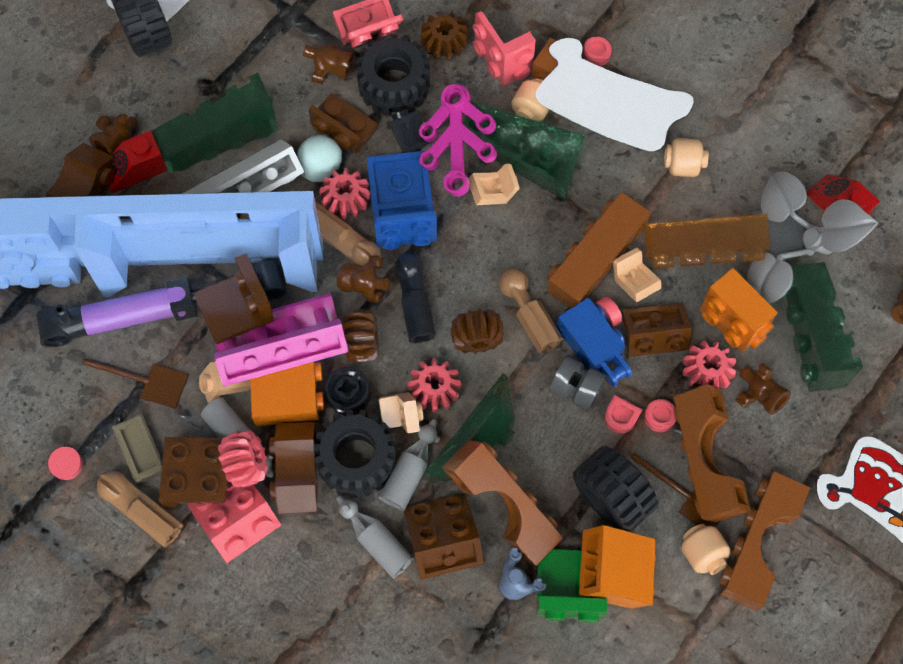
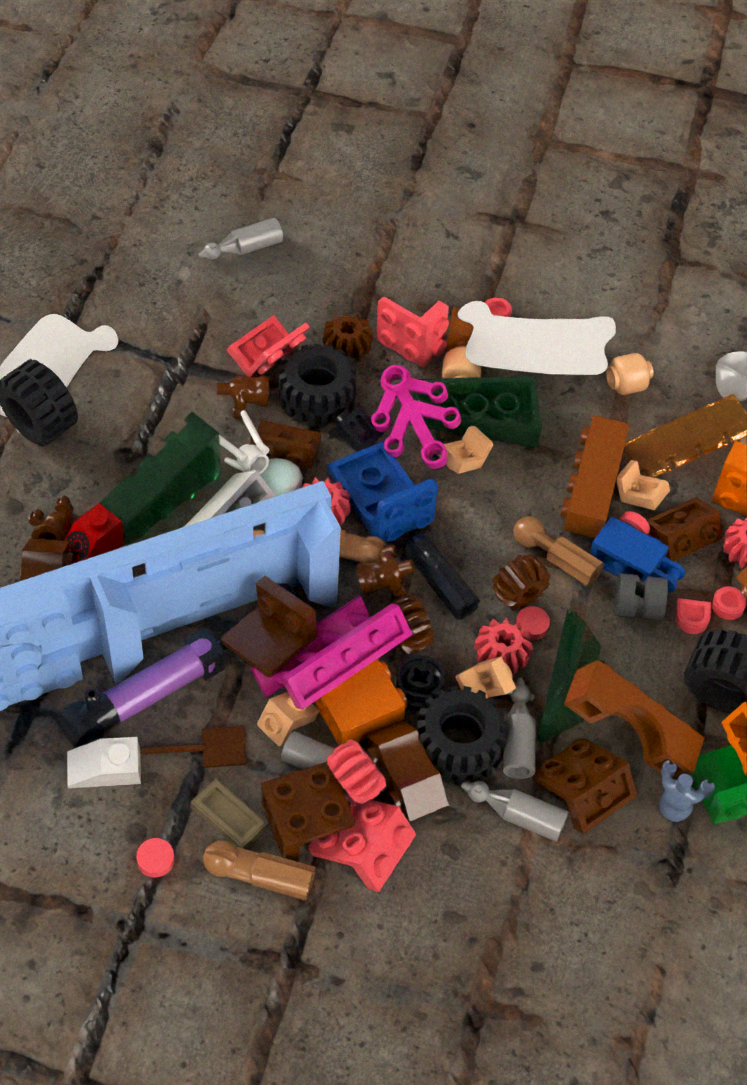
camera: 25 degrees left, 15 degrees down
(60, 369) = (105, 763): none -> white slope
(295, 128) = (248, 456): none -> white plant
(474, 370) = (534, 620): none -> coral tile

